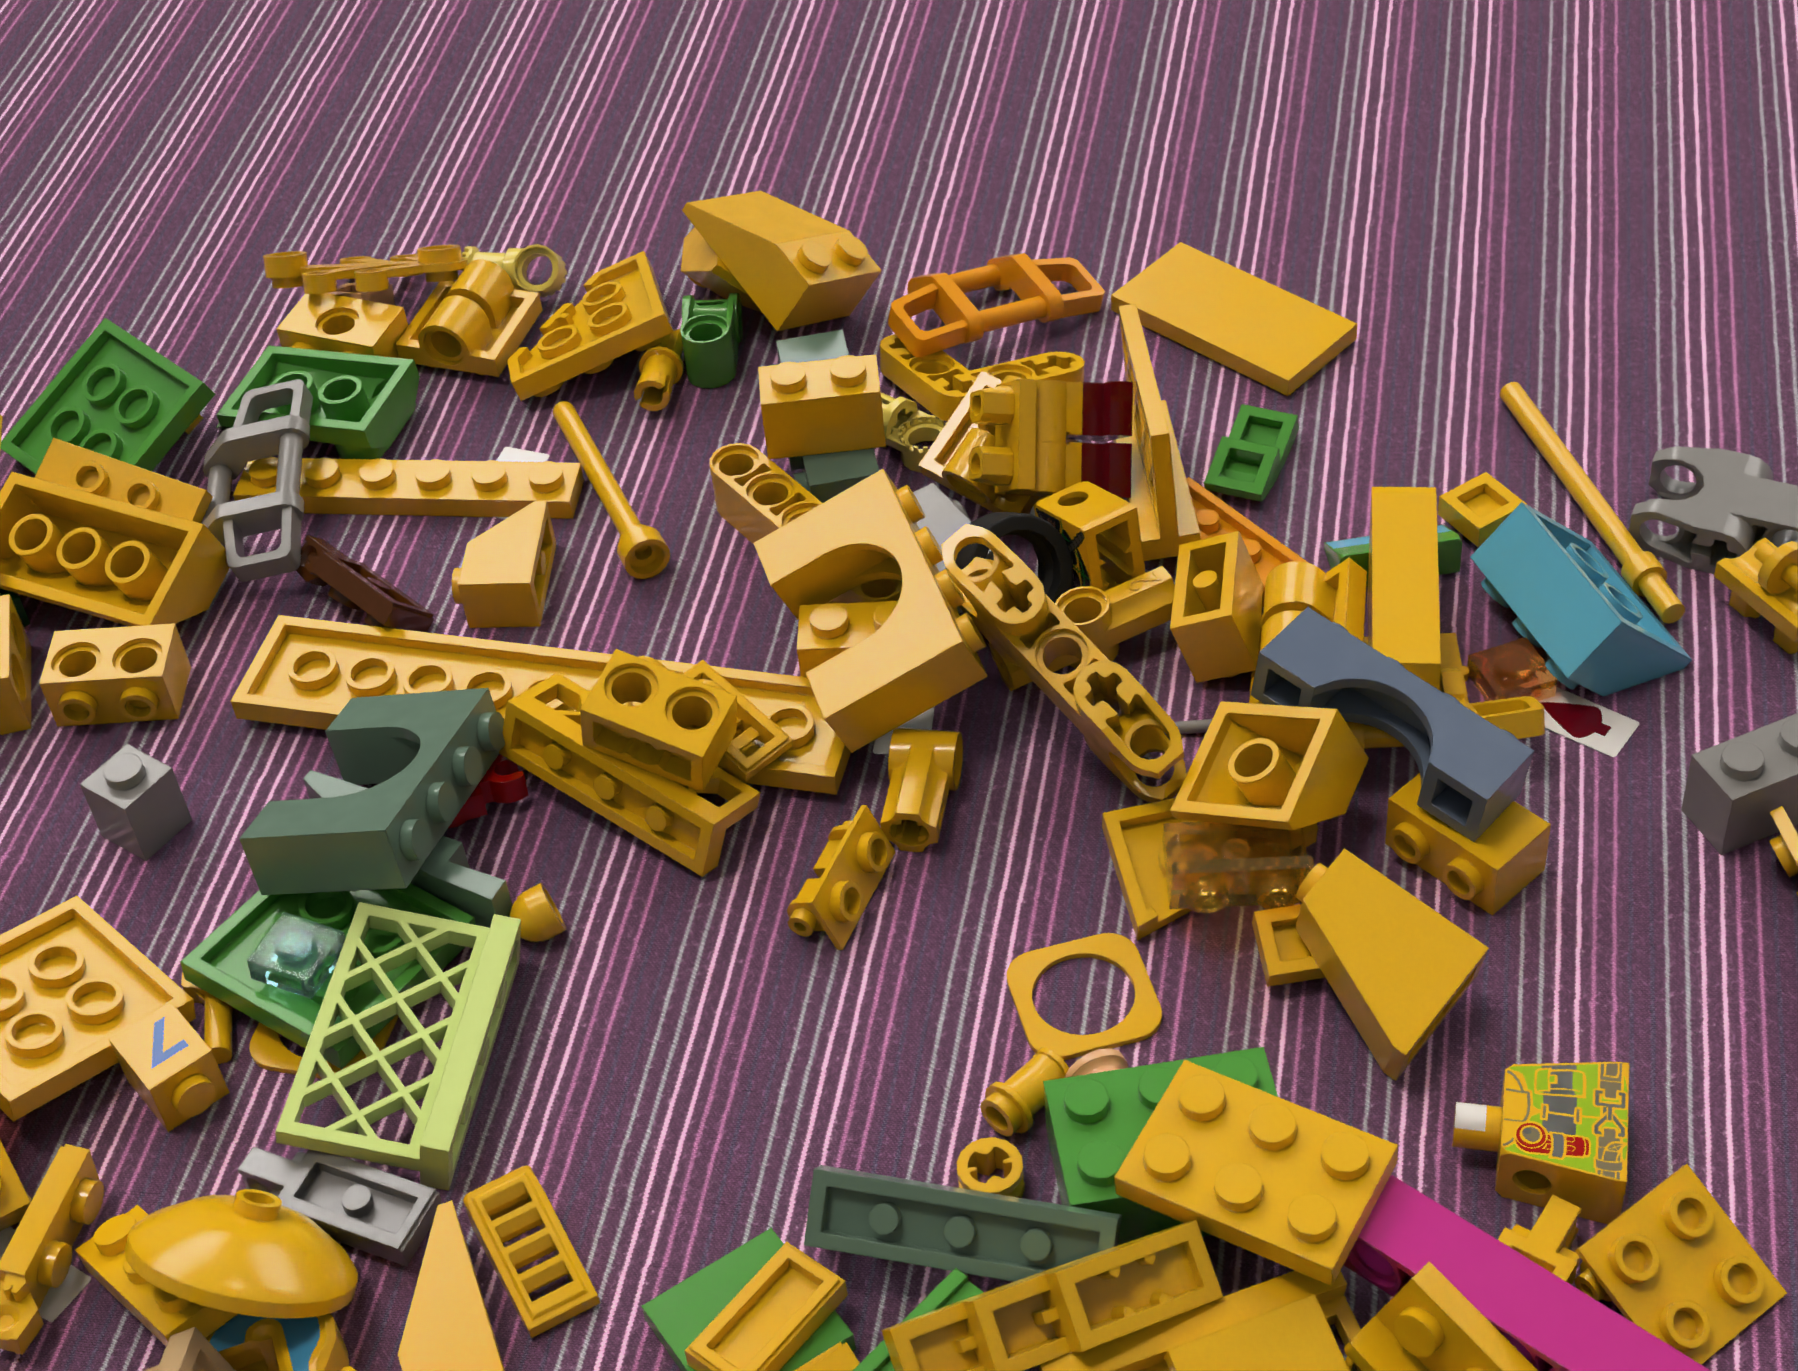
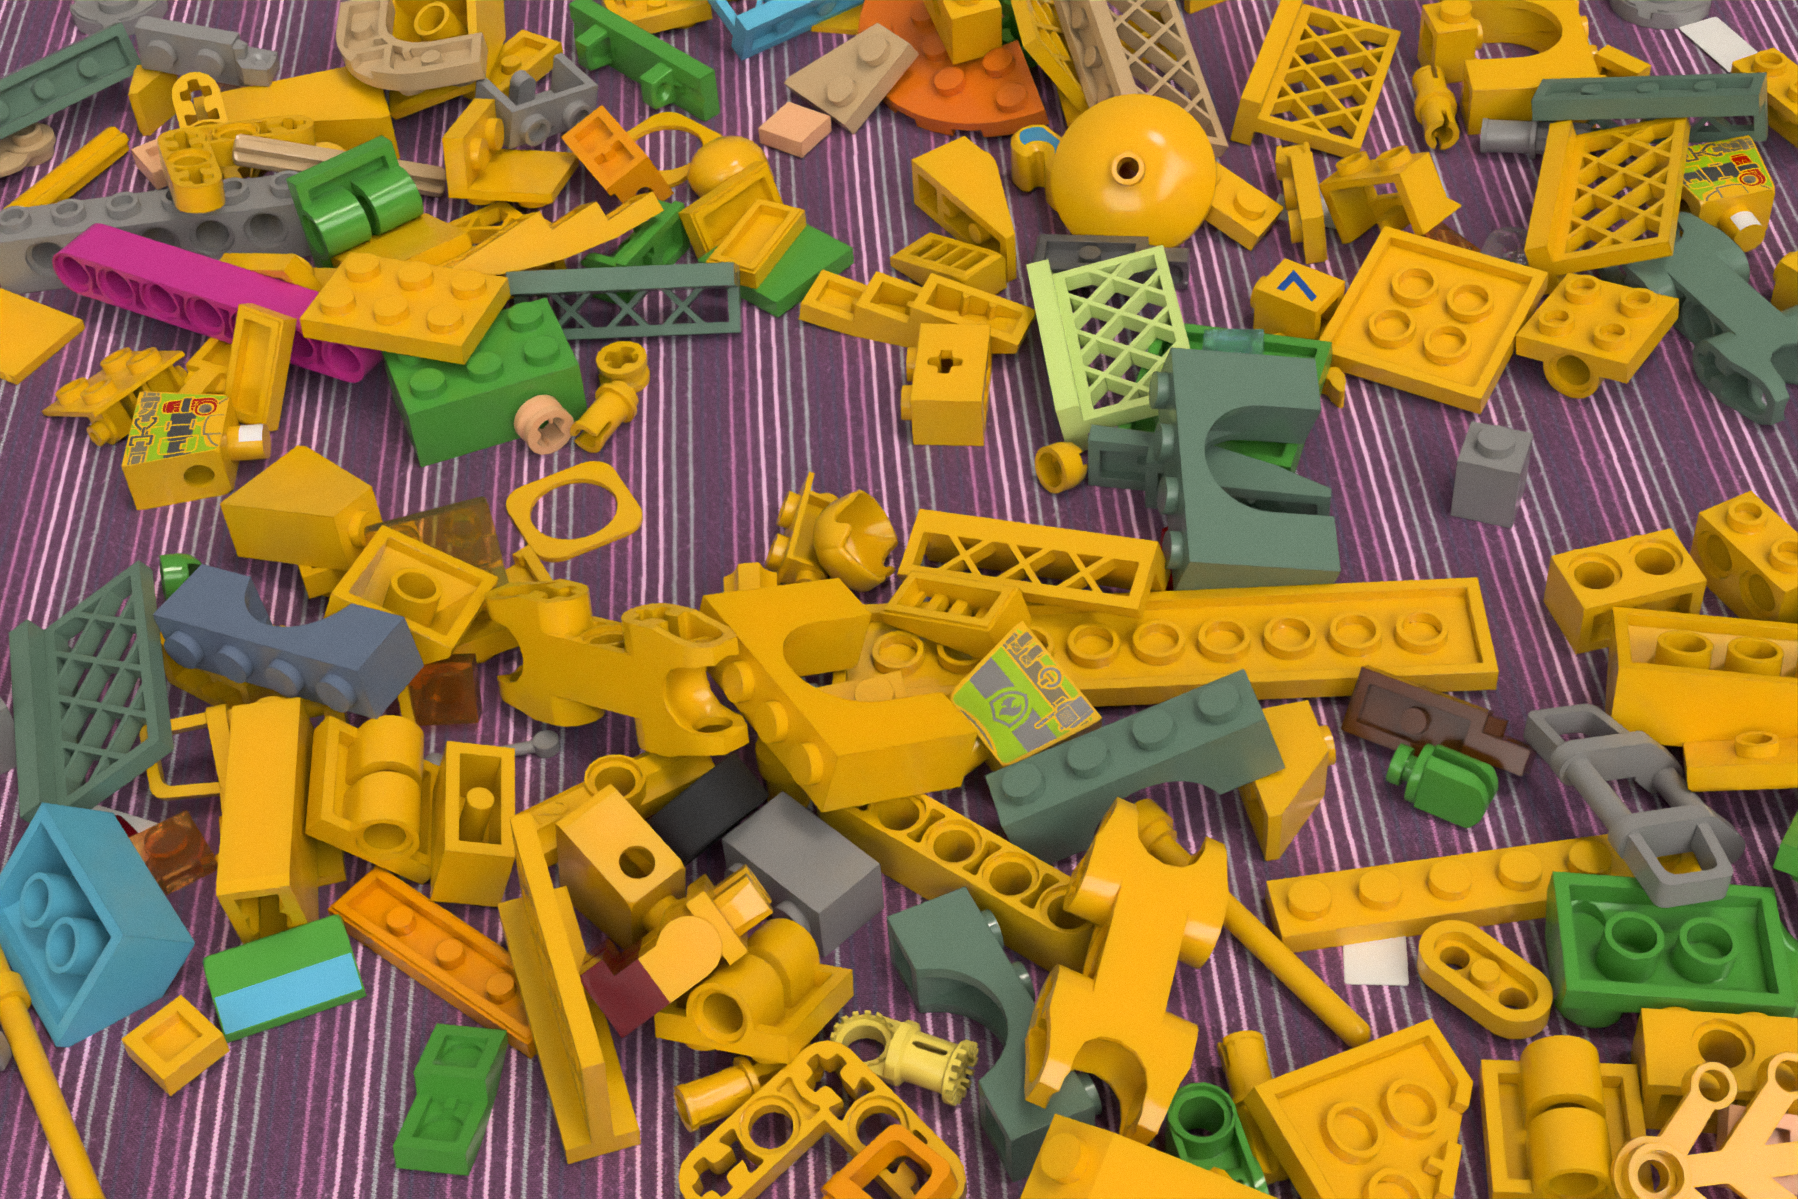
camera: 165 degrees right, 0 degrees up
(388, 546) = (1444, 782): none -> bright green arm
(455, 418) = (1488, 981): none -> yellow plate
(568, 519) = (1199, 737): none -> sand green arch
(605, 1175) = (894, 309): none -> yellow slope
(609, 1038) = (949, 384): none -> yellow brick
(652, 732) = (992, 532): yellow brick -> none
(700, 416) = (1115, 1011): none -> yellow piece
(708, 622) = (1021, 702): none -> torso
(797, 832) = (854, 540): none -> yellow hair
(821, 406) = (970, 935): yellow brick -> none
(1465, 1196) = (259, 364): none -> yellow tile
(1542, 963) = (175, 570): none -> bright green hinge
(1642, 763) = (52, 710): none -> sand green fence

